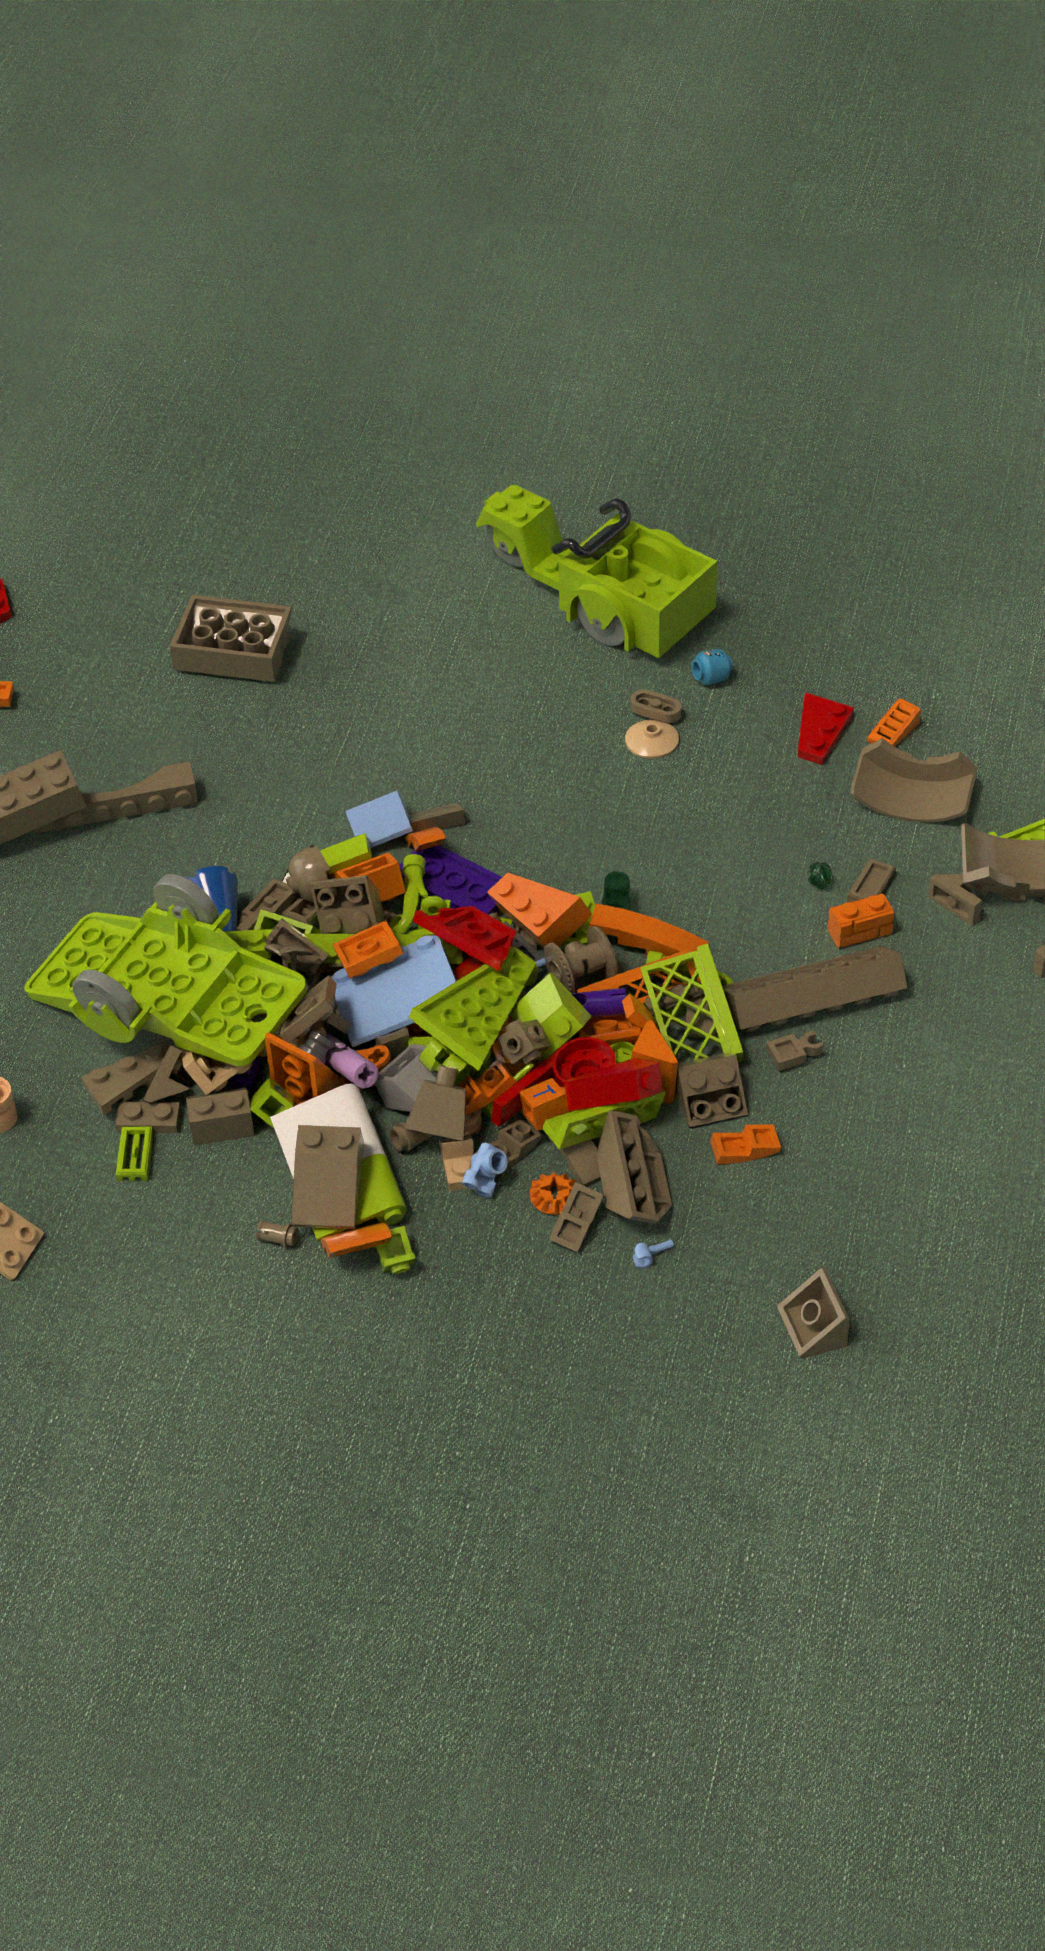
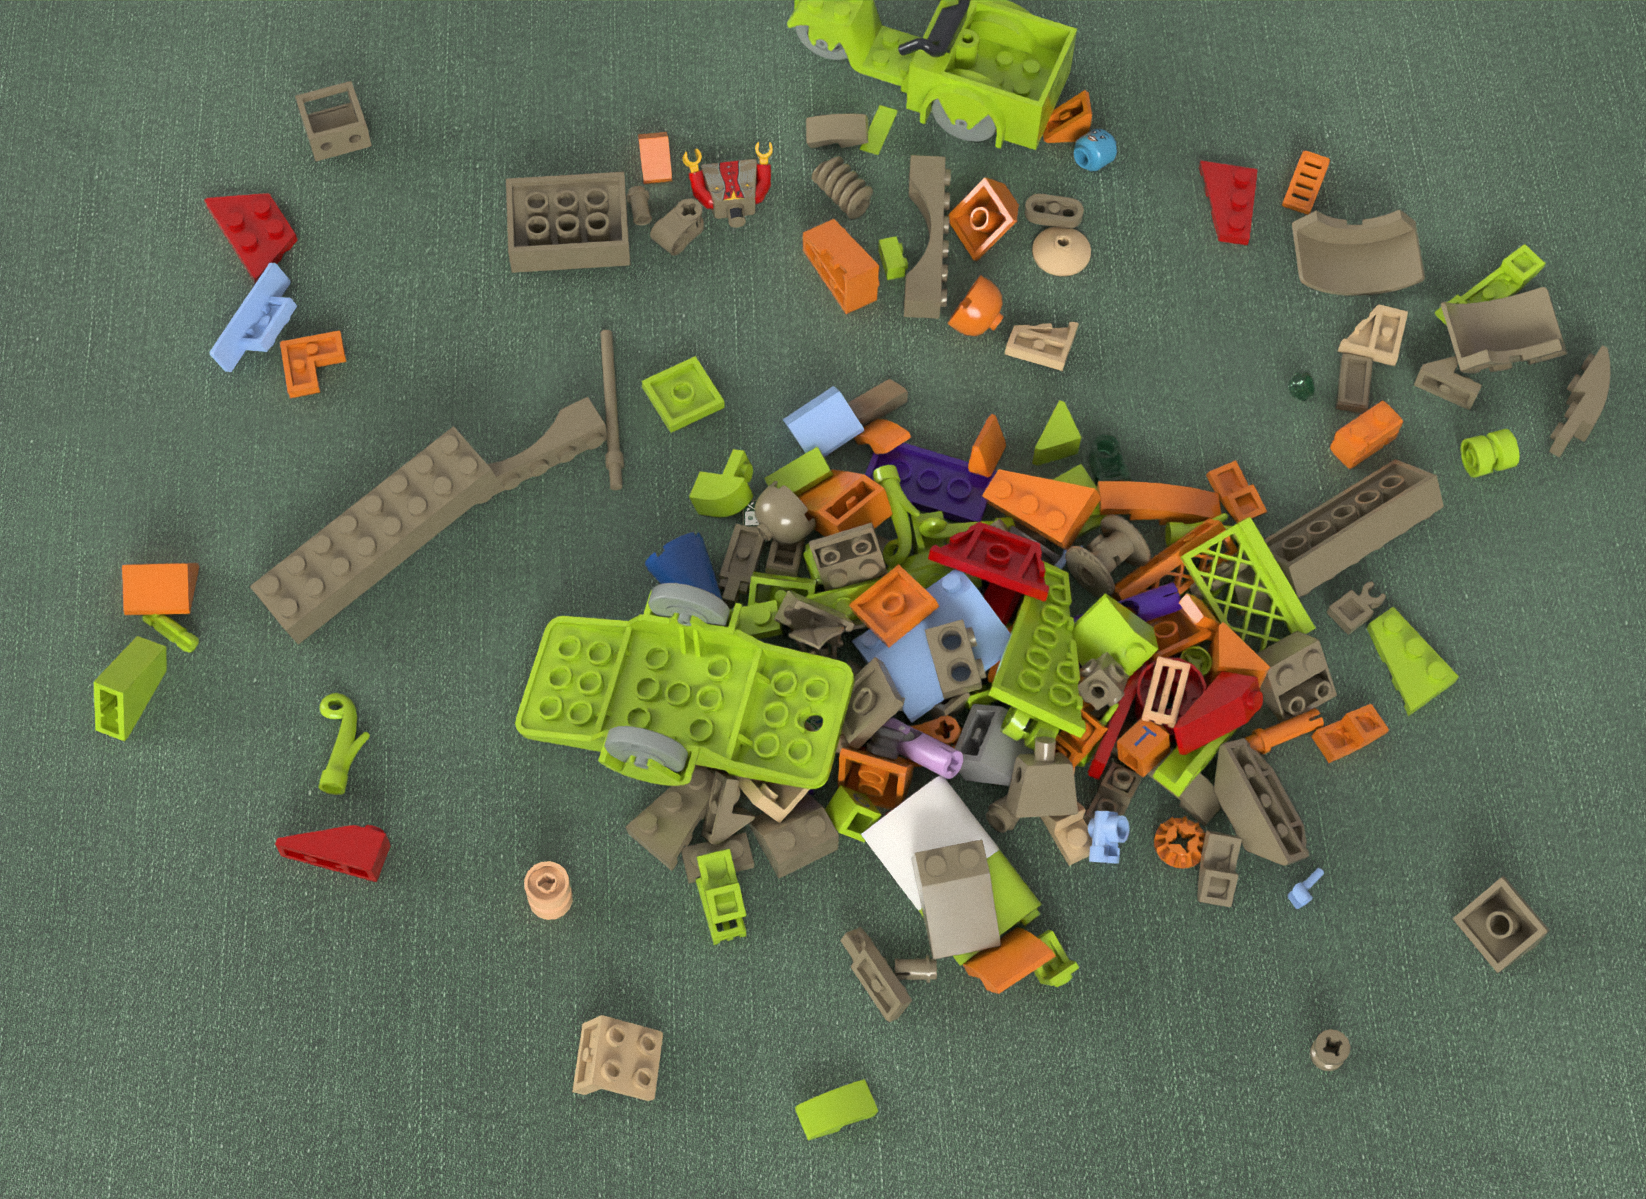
camera: 20 degrees left, 15 degrees up
(75, 544) = (336, 128): none -> dark tan piece
(138, 1132) = (721, 886): none -> lime slope
(155, 1318) = (835, 1109): none -> lime slope
(196, 813) = (614, 457): none -> dark tan bar
(240, 1229) = (876, 975): none -> dark tan hinge
(271, 853) = (724, 493): none -> lime brick
(273, 779) = (683, 394): none -> lime plate
(301, 635) = (638, 198): none -> dark tan pin
(325, 661) = (679, 226): none -> dark tan piece
(329, 608) = (655, 157): none -> slope
(383, 639) = (732, 186): none -> torso
(395, 996) = (948, 660): none -> dark tan brick
(450, 712) = (842, 265): none -> orange wedge
(478, 655) = (843, 186): none -> dark tan piece
(493, 613) = (837, 128): none -> dark tan slope
(498, 715) = (892, 258): none -> lime piece
(515, 859) = (987, 448): none -> orange slope
(516, 738) = (924, 282): none -> dark tan arch
(532, 623) = (879, 129): none -> lime sticker
(552, 762) = (978, 309): none -> orange cylinder
(578, 871) = (1059, 437): none -> lime slope
(582, 1061) = (1159, 717): none -> light nougat tile
(591, 696) = (984, 216): none -> orange slope
(600, 801) = (1042, 344): none -> tan wing
(608, 1381) = (1324, 1056): none -> dark tan wheel
(682, 1129) = (1263, 740): none -> orange pin
(699, 639) = (1069, 120): none -> orange slope
(724, 943) = (1235, 493): none -> orange slope
(827, 1102) = (1411, 661): none -> lime wing
(908, 851) = (1377, 335): none -> tan wing
(969, 956) = (1495, 451): none -> lime wheel

